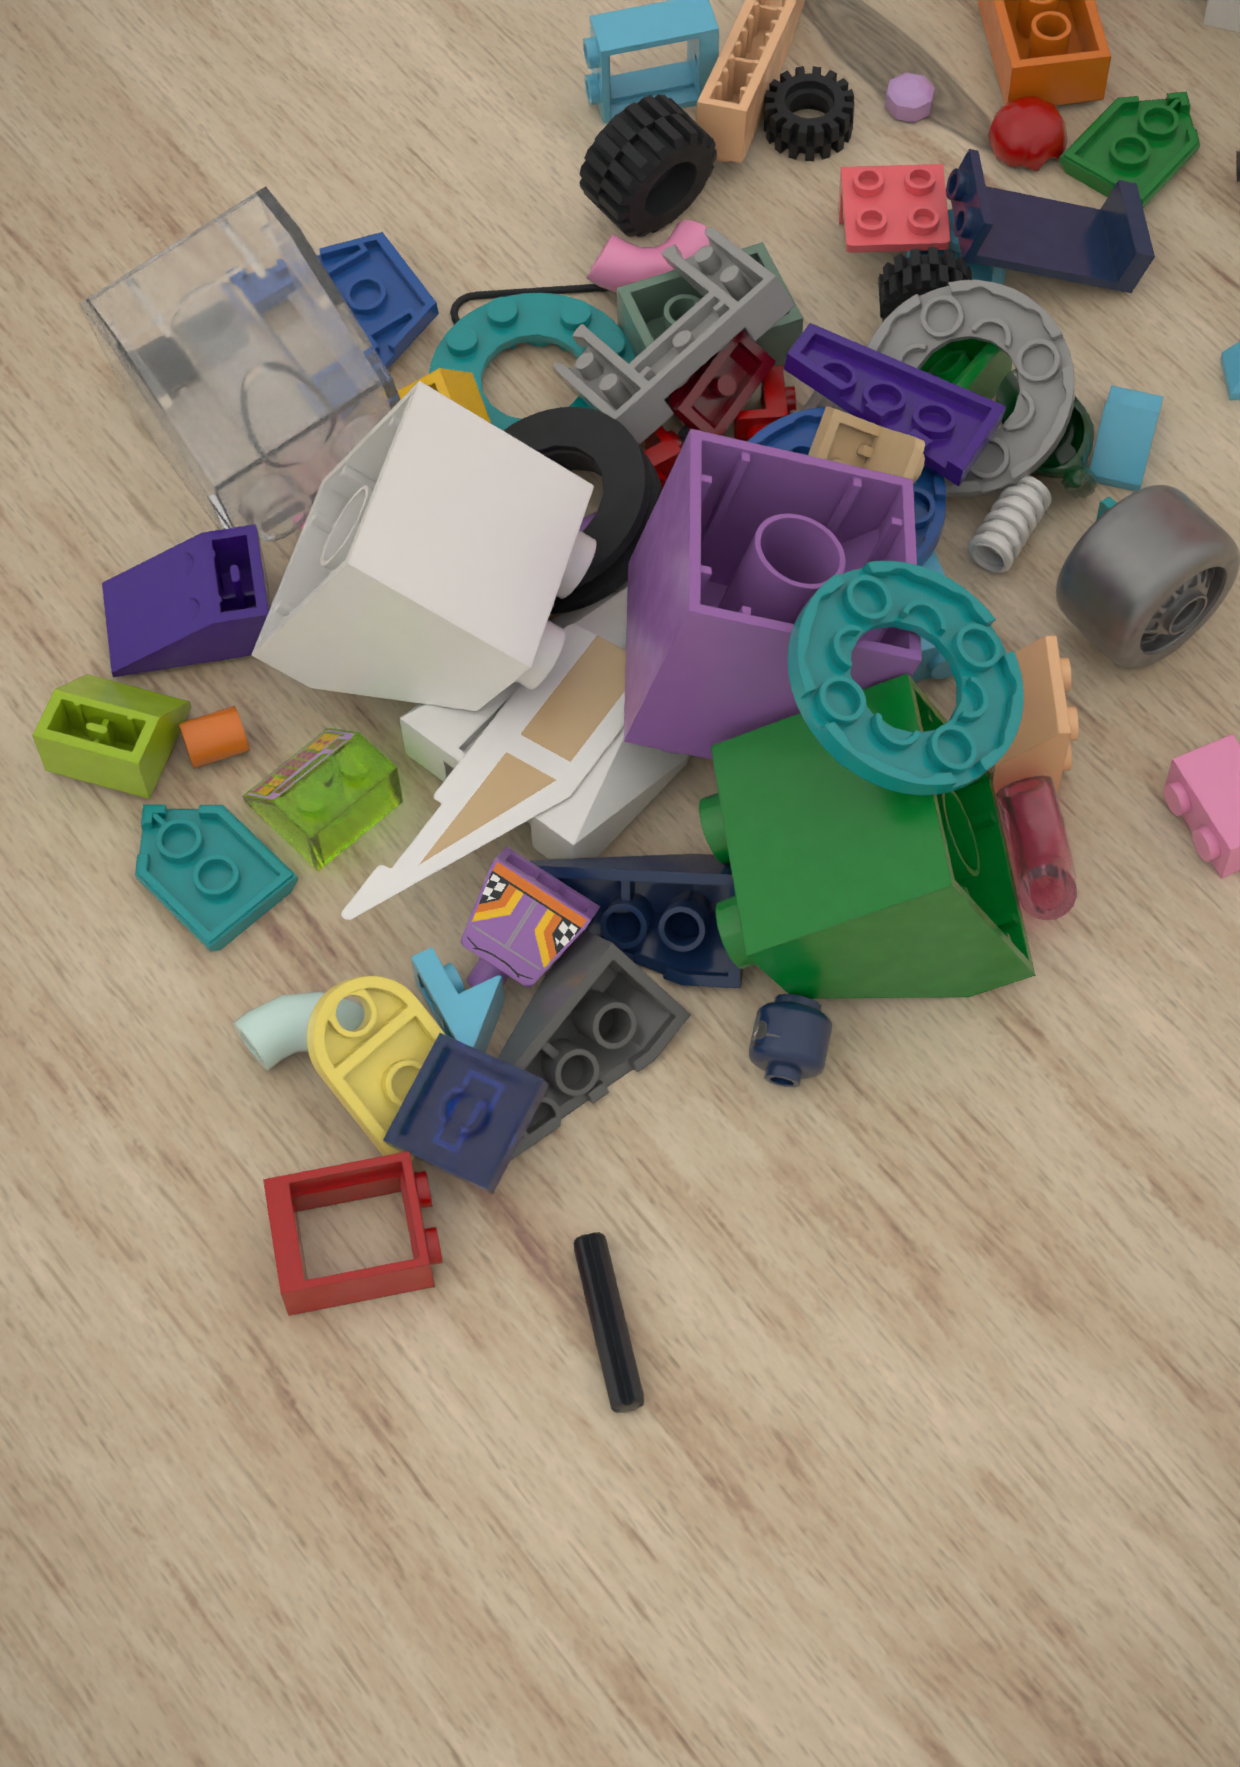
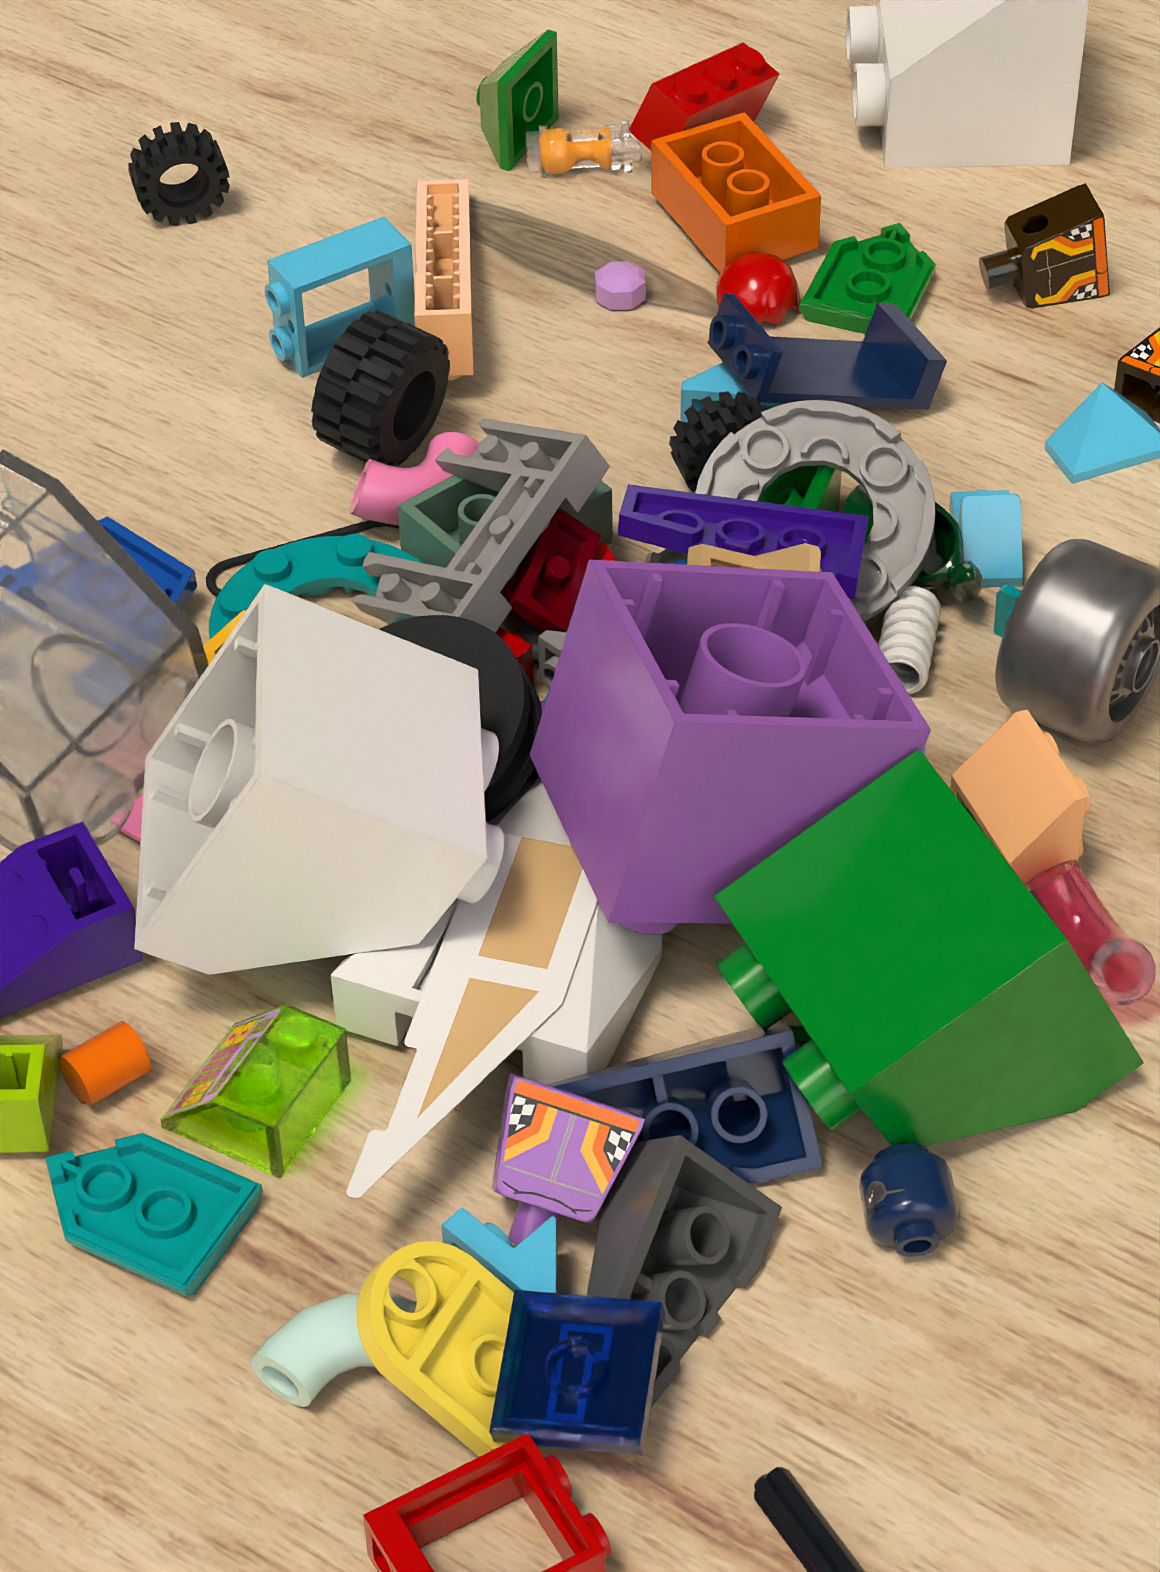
camera: 20 degrees left, 15 degrees down
(814, 93) = (522, 319): black tyre -> none
(893, 208) = (653, 375): coral bracket -> none
(961, 630) = (884, 665): teal plate -> none

